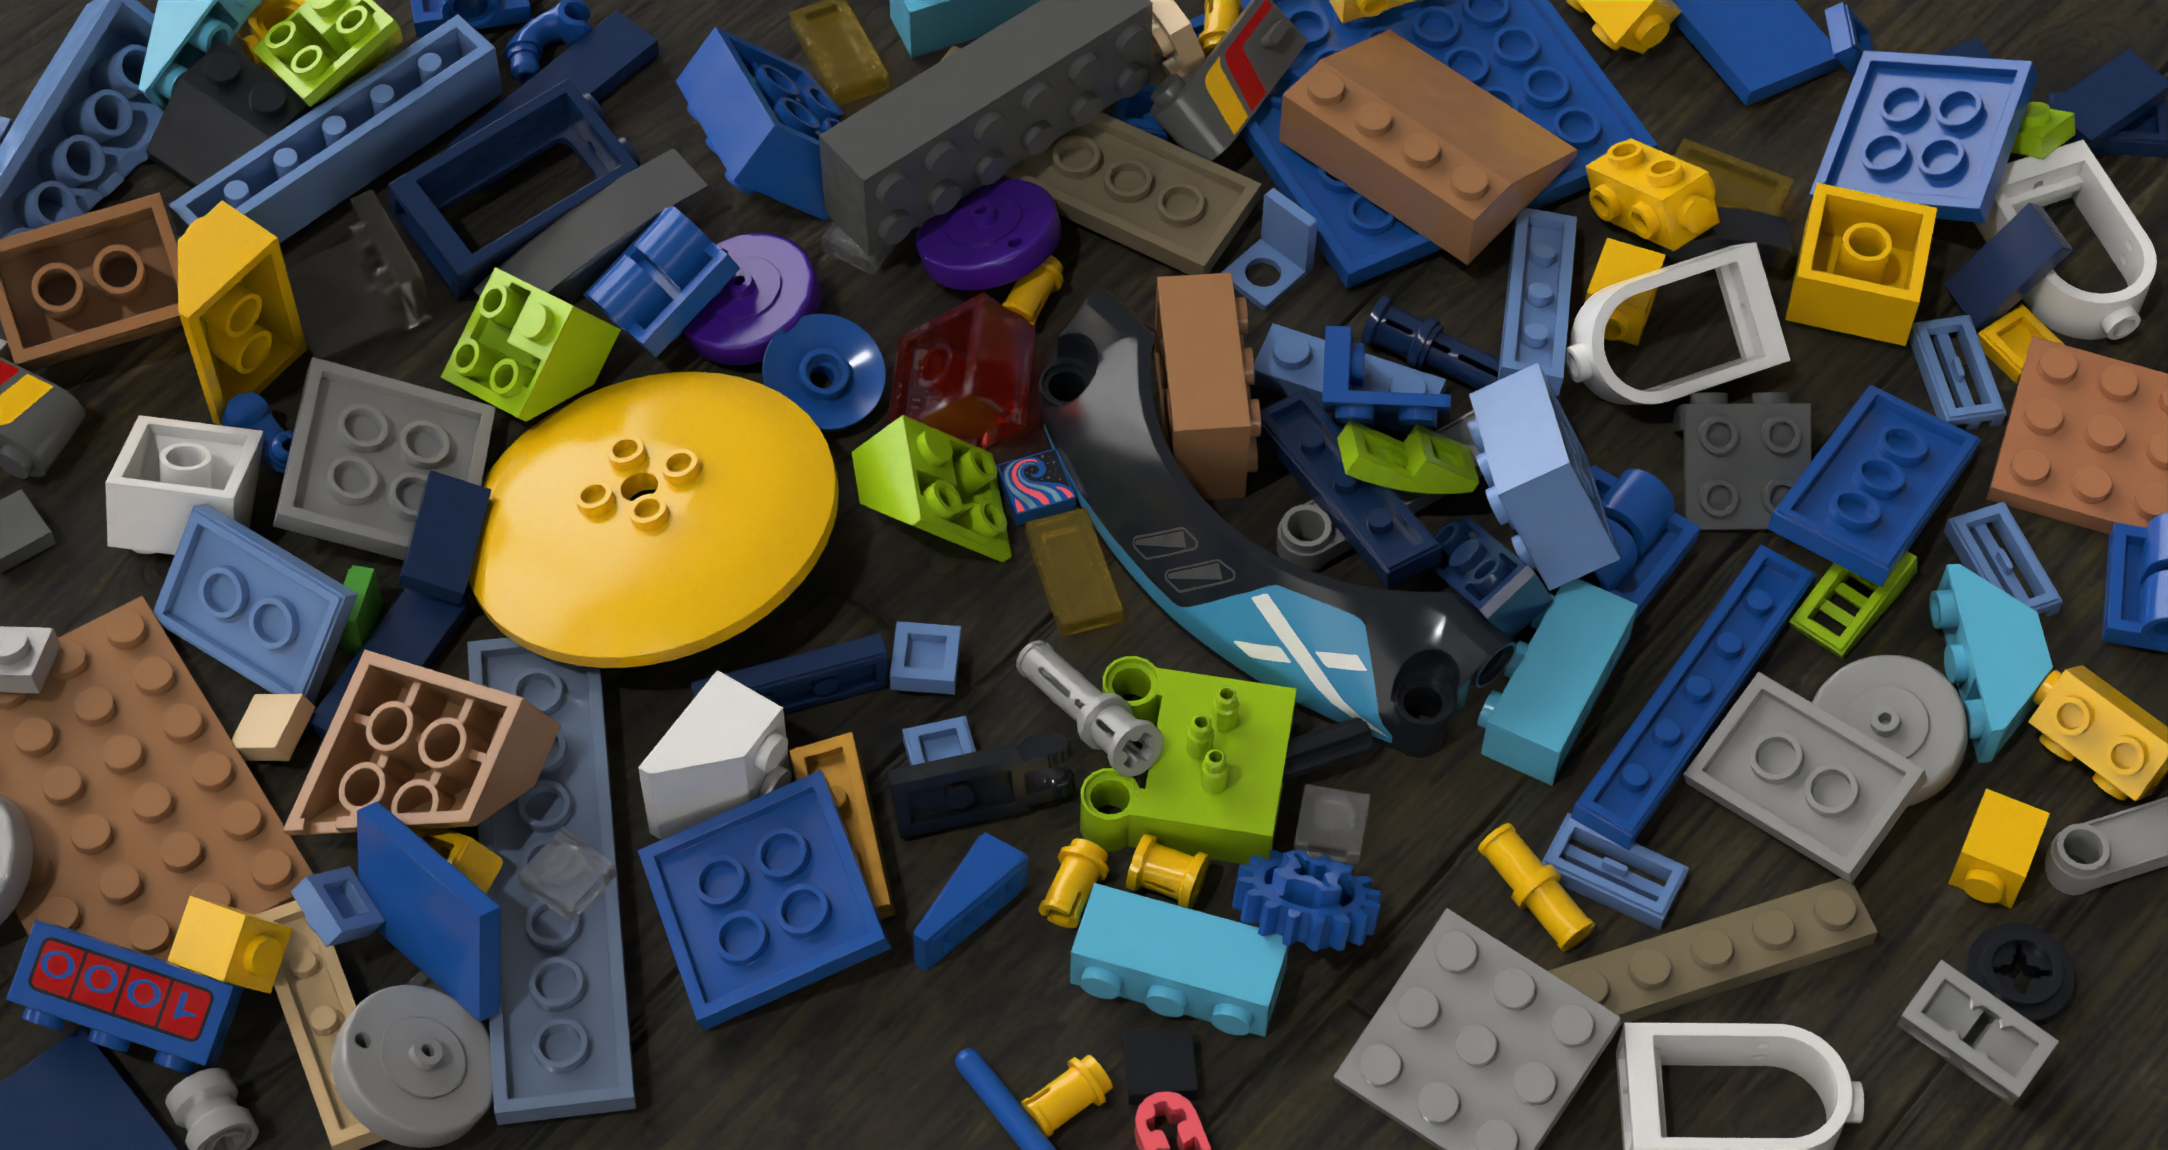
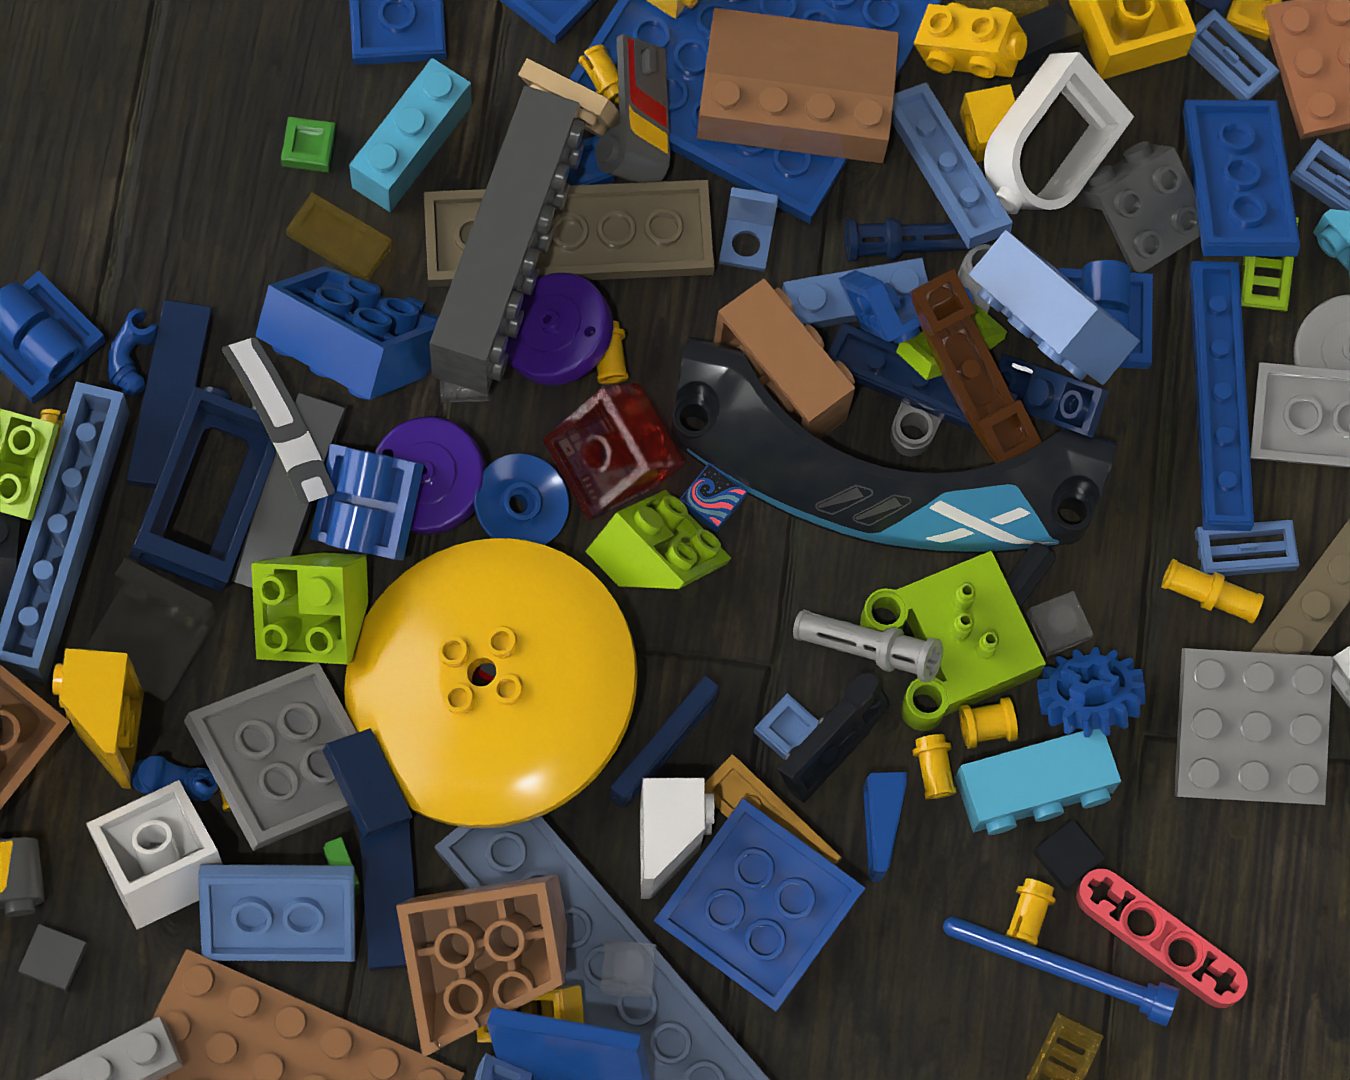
camera: 40 degrees left, 15 degrees up
(272, 726) = (349, 986): tan tile -> none
(633, 163) = (280, 420): none -> sticker
(925, 658) = (734, 668): medium blue plate -> none
(1073, 572) = (780, 545): clear yellow tile -> none
(1399, 469) = (970, 369): none -> reddish brown slope
(1556, 679) = (1136, 418): medium azure brick -> none

